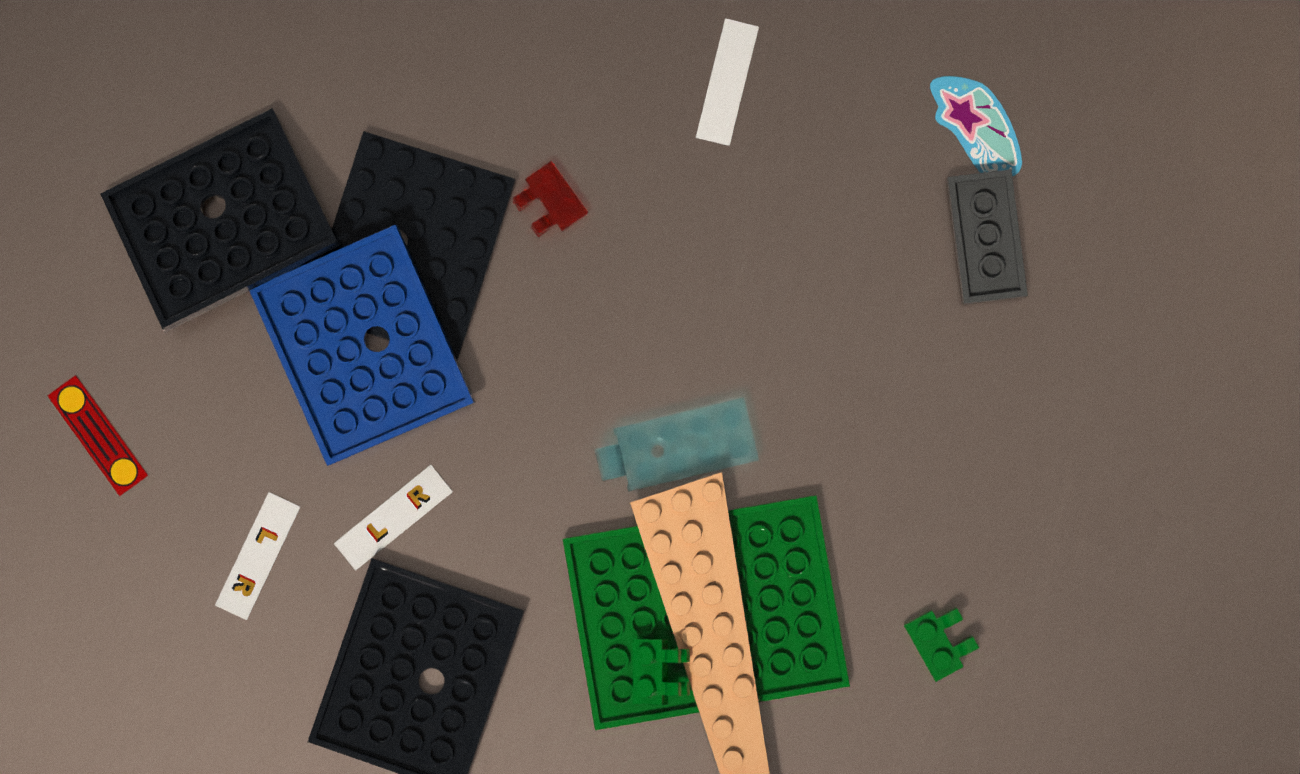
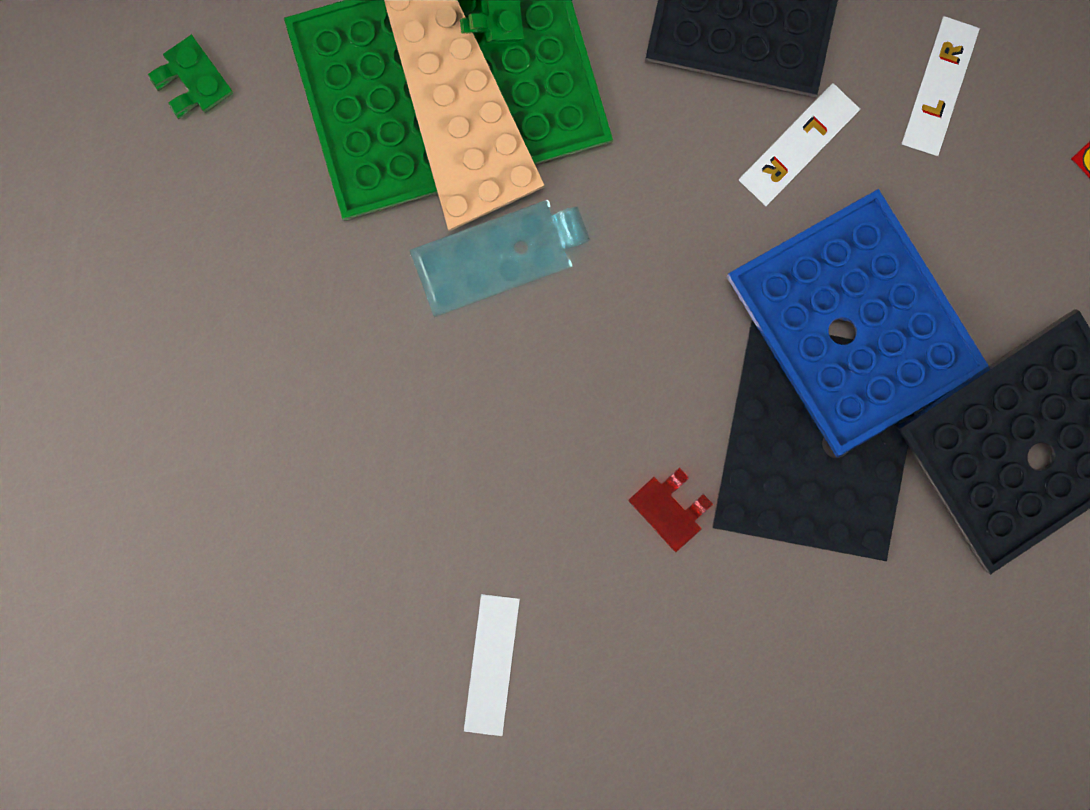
camera: 175 degrees right, 0 degrees up
(977, 122) = (208, 650): sticker -> none
(987, 236) = (185, 524): dark grey plate -> none

